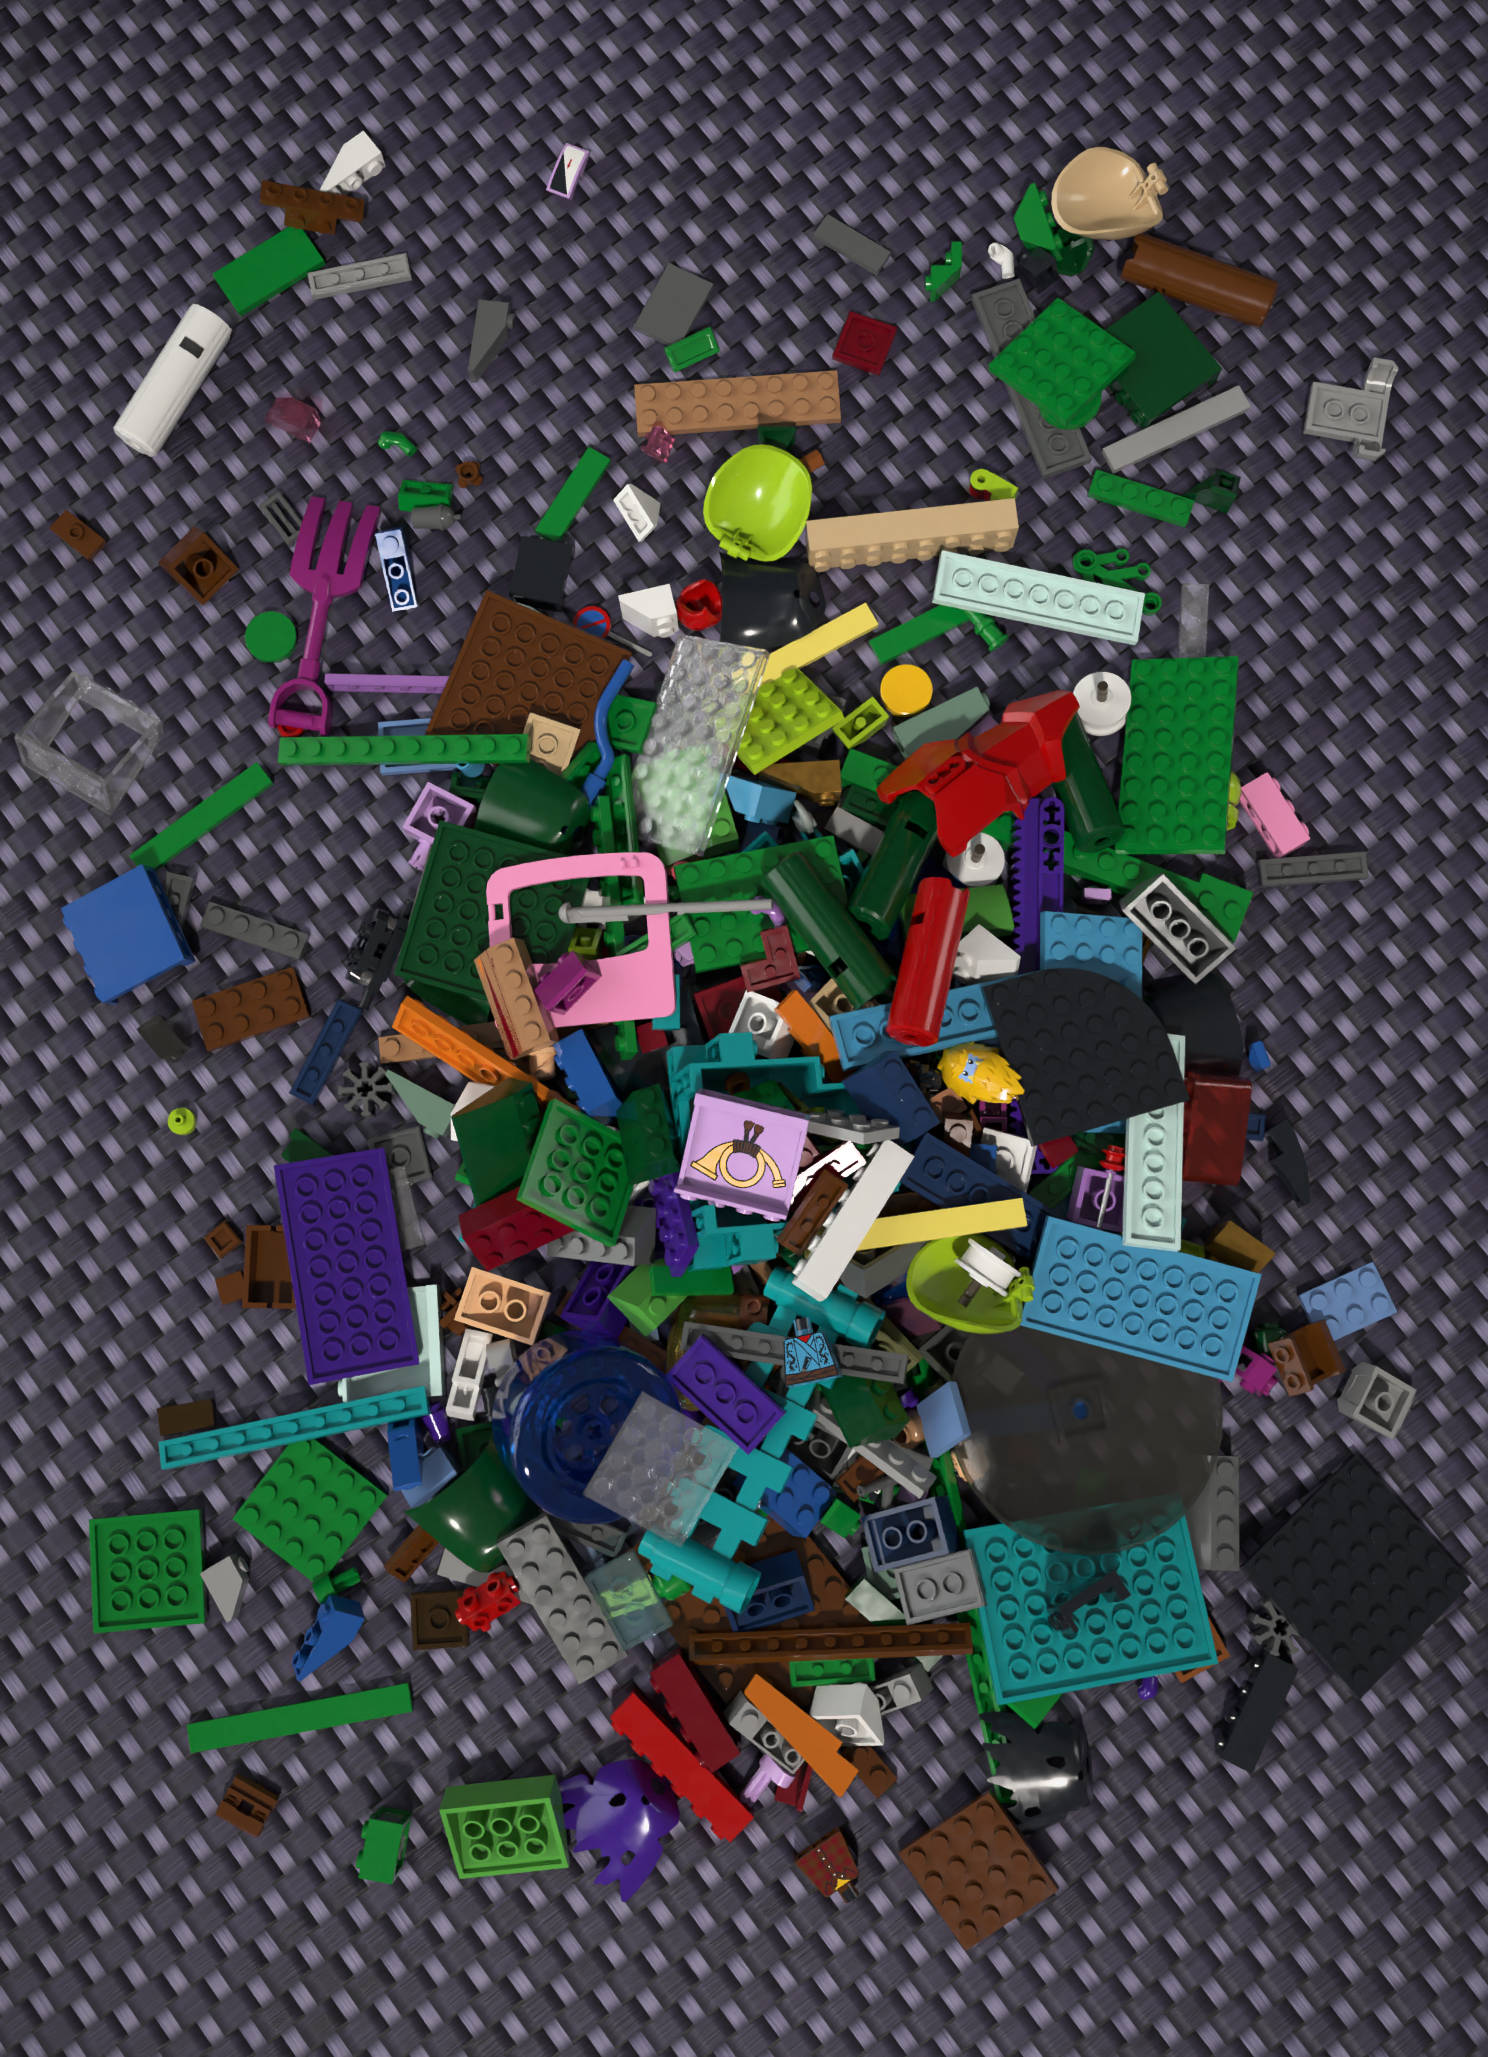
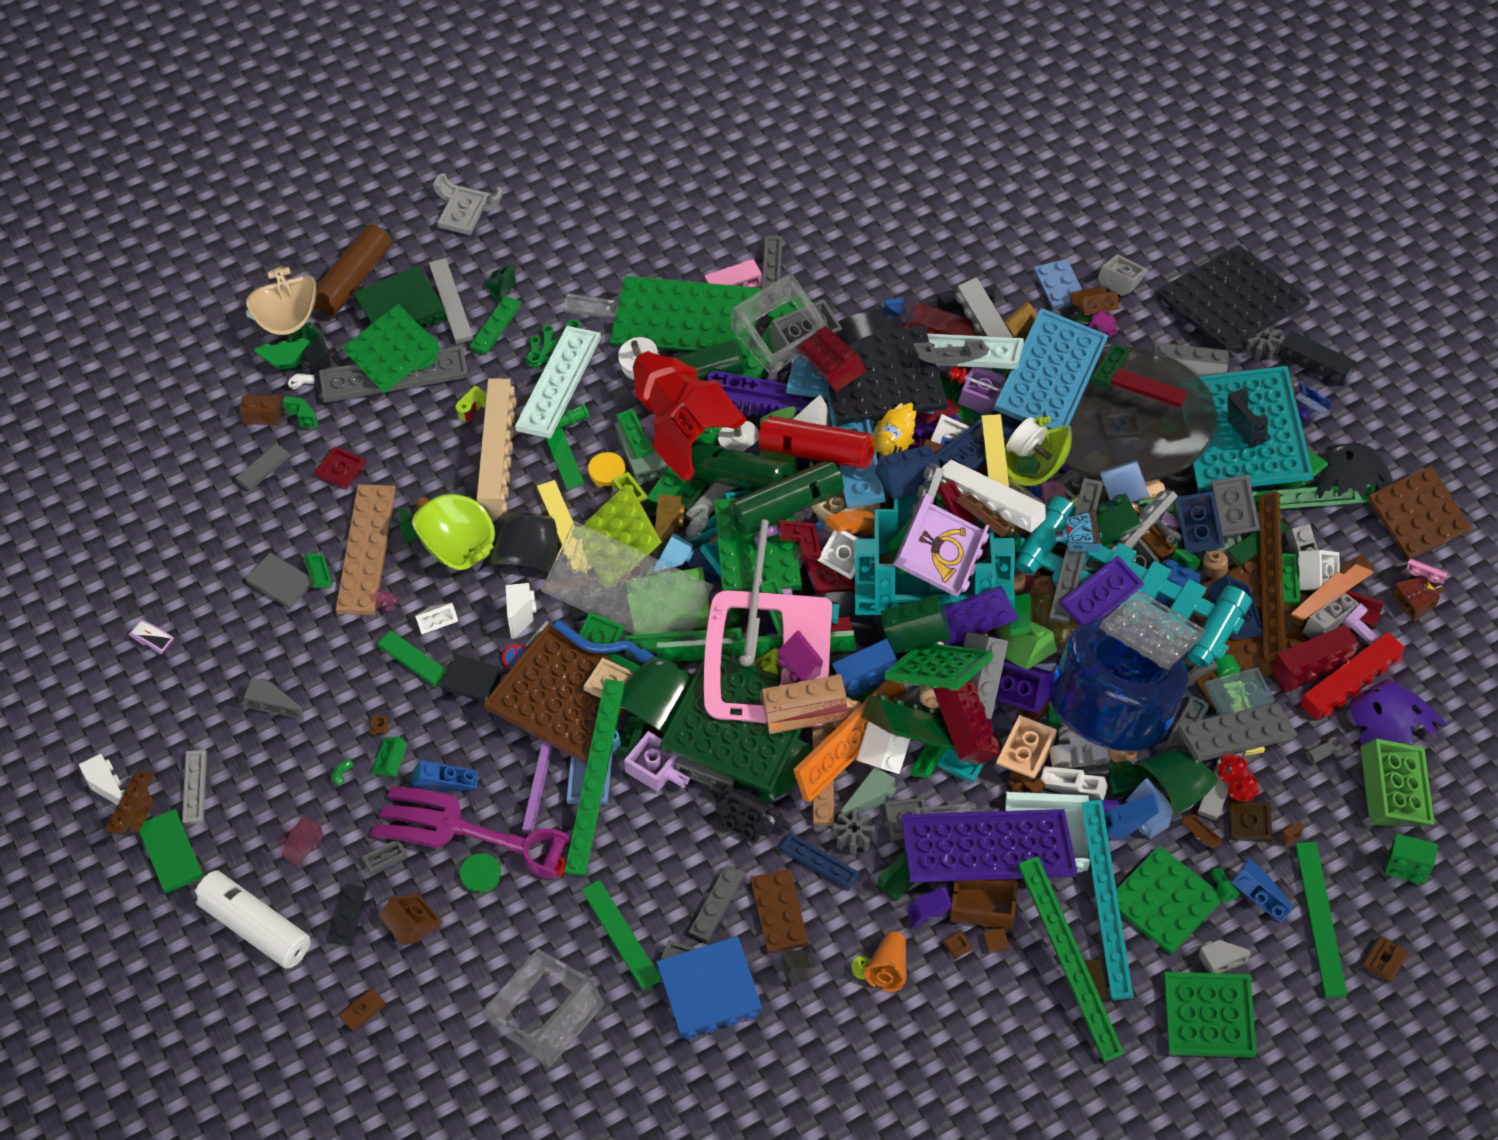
camera: 85 degrees left, 25 degrees down
(183, 1153) = (888, 963): none -> orange cone
(192, 1383) = (1071, 960): none -> green plate
(201, 494) = (349, 915): none -> black plate
(259, 1198) = (930, 905): none -> dark purple slope
(420, 1676) = (1291, 833): none -> reddish brown plate
(434, 517) = (409, 749): dark grey piece -> none
(557, 1721) = (1323, 751): none -> dark grey bar
(699, 605) = (521, 575): red piece -> none
(836, 1562) = (1215, 564): none -> medium nougat head
(869, 1880) = (1420, 569): none -> bright pink slope
(943, 1273) = (1027, 465): none -> dark green slope
(949, 219) = (261, 409): none -> reddish brown slope
(959, 715) = (634, 434): none -> green tile
(1089, 965) = (831, 358): none -> dark red brick
(1131, 1142) = (951, 355): none -> dark grey slope
(1136, 1449) = (1149, 388): none -> dark red tile
(1165, 1704) = (1313, 399): none -> clear blue tile
(1175, 1388) = (1111, 363): none -> dark green tile
(1185, 855) = (761, 304): none -> clear windscreen
(1239, 1188) = (981, 310): none -> light grey slope

